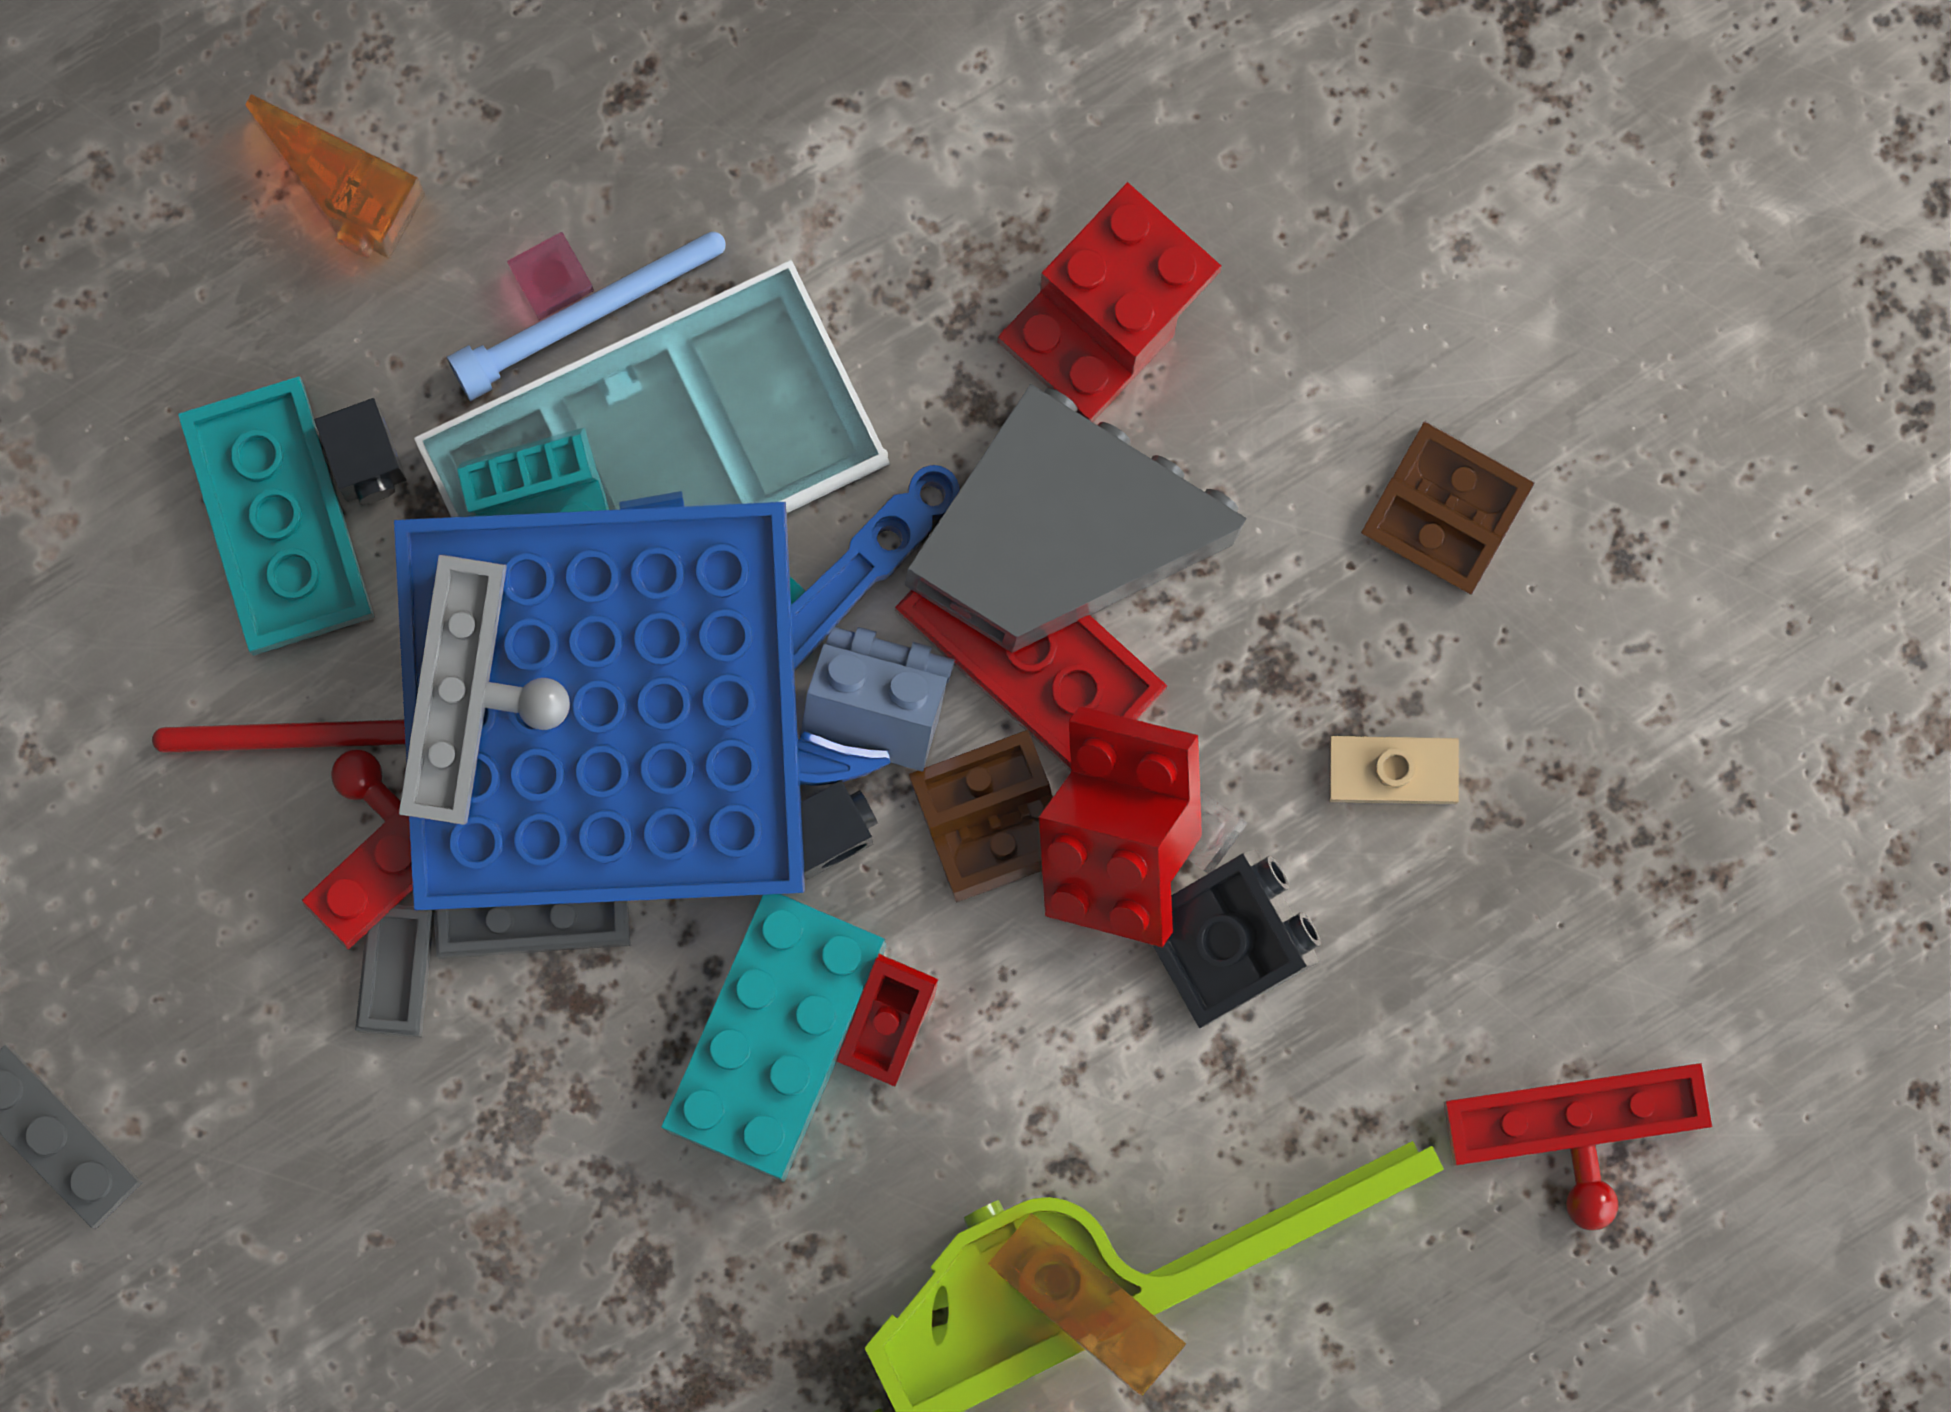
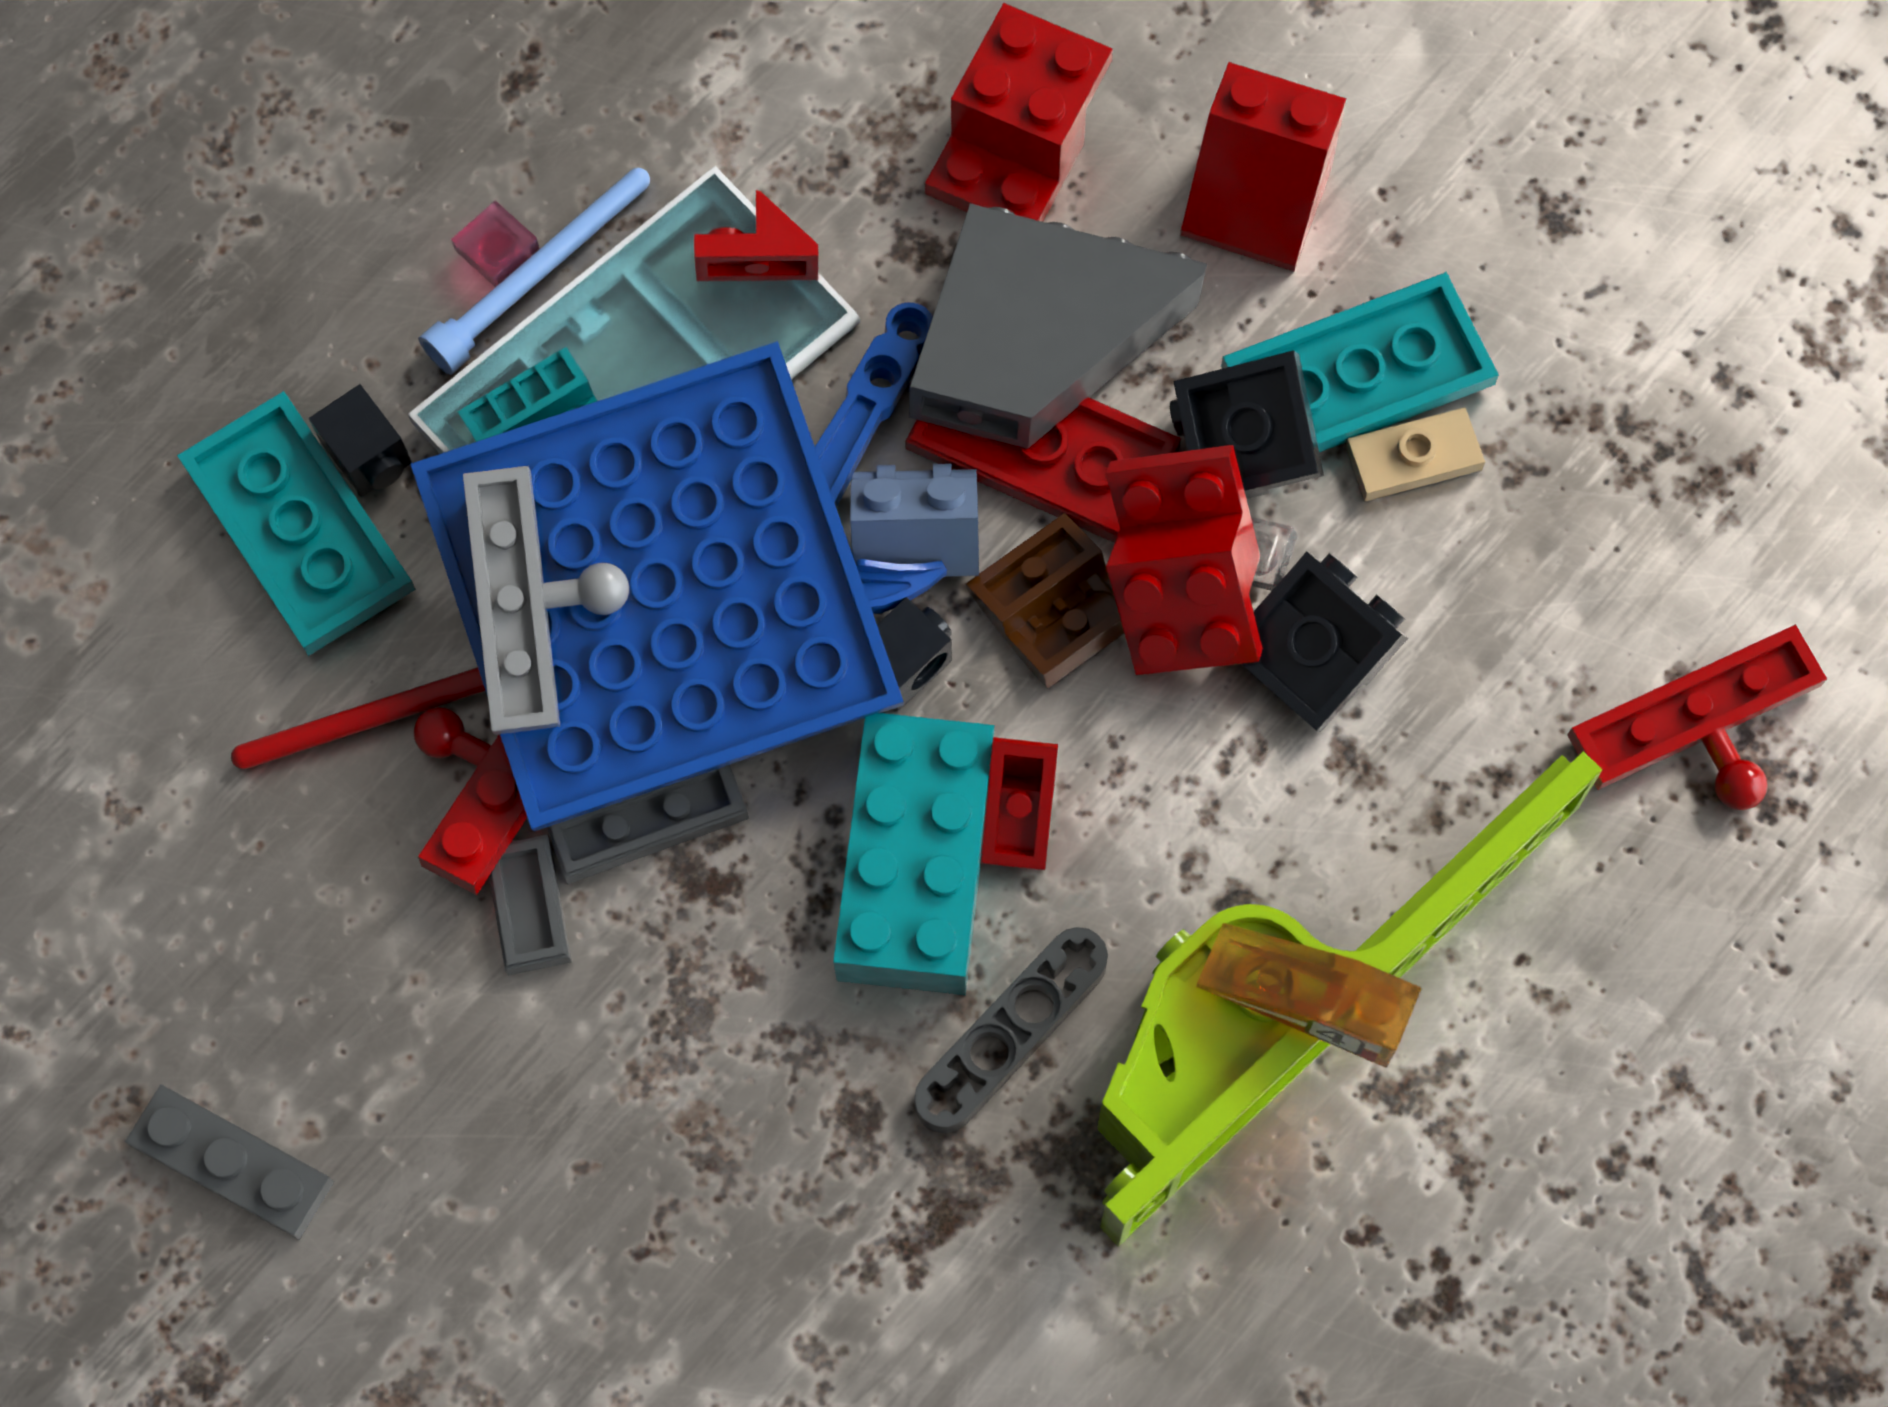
camera: 15 degrees left, 10 degrees down
(353, 190) = (285, 216): clear orange slope -> none
(819, 1239) = (1005, 1024): none -> dark grey beam
(820, 377) = (773, 253): none -> red slope
(1234, 700) = (1260, 412): none -> black plate
(1334, 433) = (1262, 166): none -> red slope
(1366, 668) = (1384, 360): none -> teal plate
(1448, 507) = (1383, 215): reddish brown slope -> none

